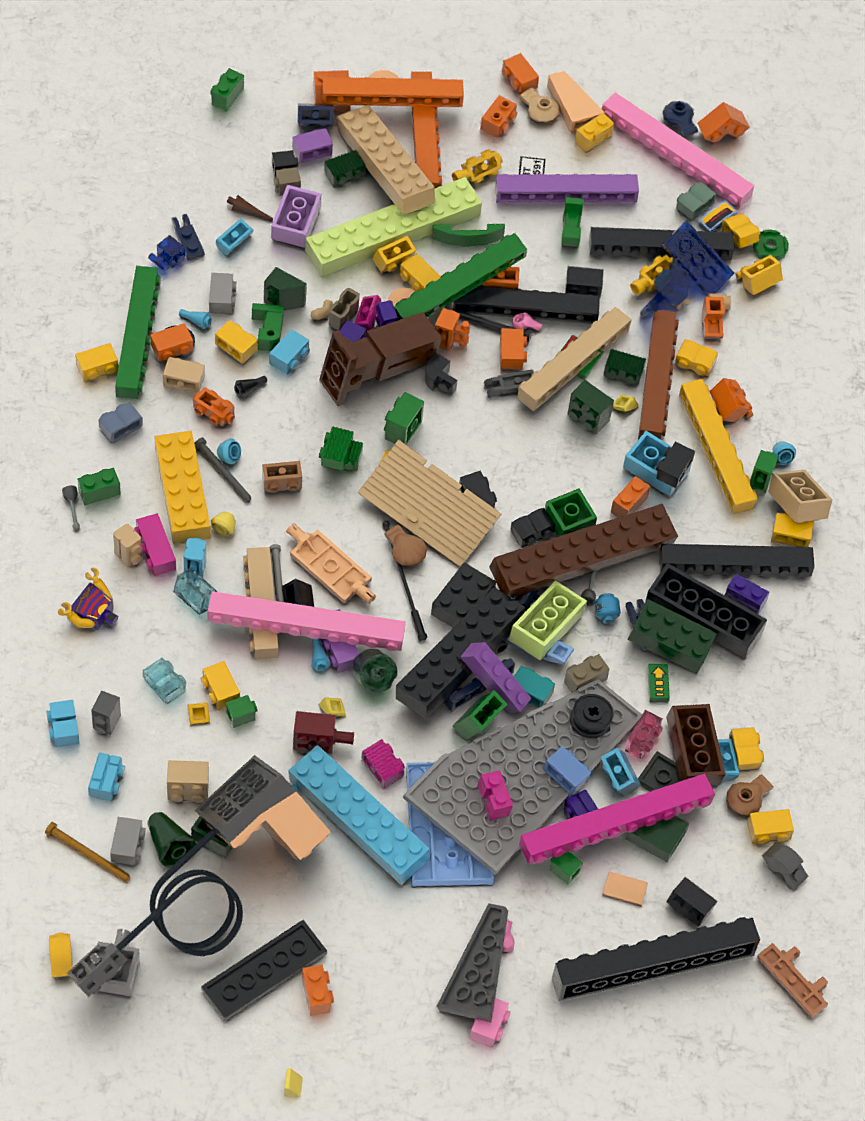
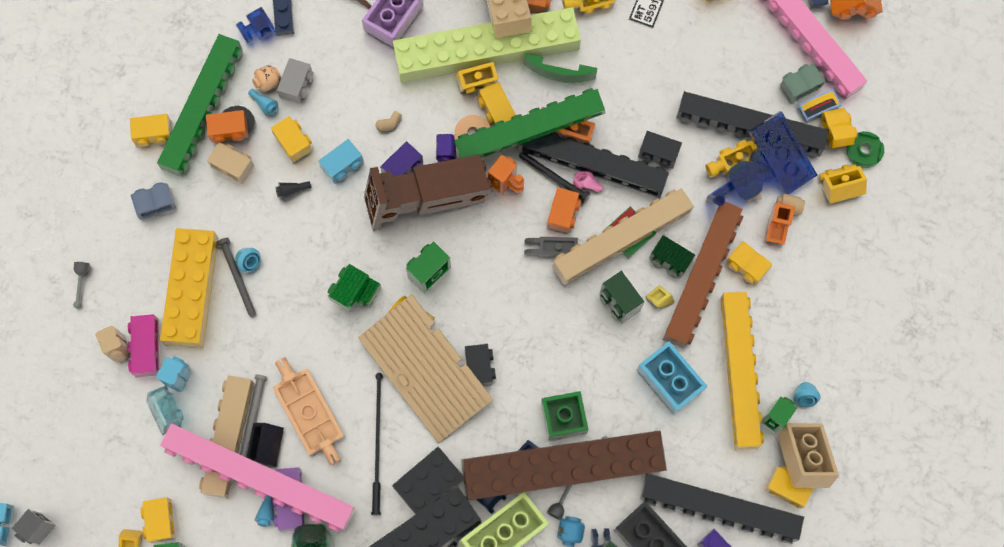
camera: 20 degrees right, 15 degrees up
(92, 606) = (61, 400): torso -> none
(99, 486) = (109, 268): green brick -> none
(164, 680) = (105, 500): clear light blue brick -> none
(193, 296) = (266, 78): none -> light nougat head
(214, 407) = (252, 211): orange brick -> none
(224, 523) = (218, 338): light yellow cone -> none
(233, 236) = (326, 20): medium azure brick -> none
(272, 325) = (333, 128): green piece -> none
(282, 476) = (285, 300): medium nougat brick -> none
(284, 290) = (353, 94): dark green slope -> none
(344, 308) = (411, 125): dark tan brick -> none
(367, 312) = (427, 140): dark pink brick -> none
(407, 549) = (389, 413): medium nougat animal -> none
(437, 374) = (479, 217): black brick -> none
(533, 527) = (523, 418): black brick -> none
(558, 187) = (674, 39): medium lavender brick -> none
(571, 225) = (669, 74): green piece -> none
(630, 498) = (632, 410): orange brick -> none
(675, 465) = (685, 391): black brick -> none
(731, 400) = (770, 322): orange brick -> none

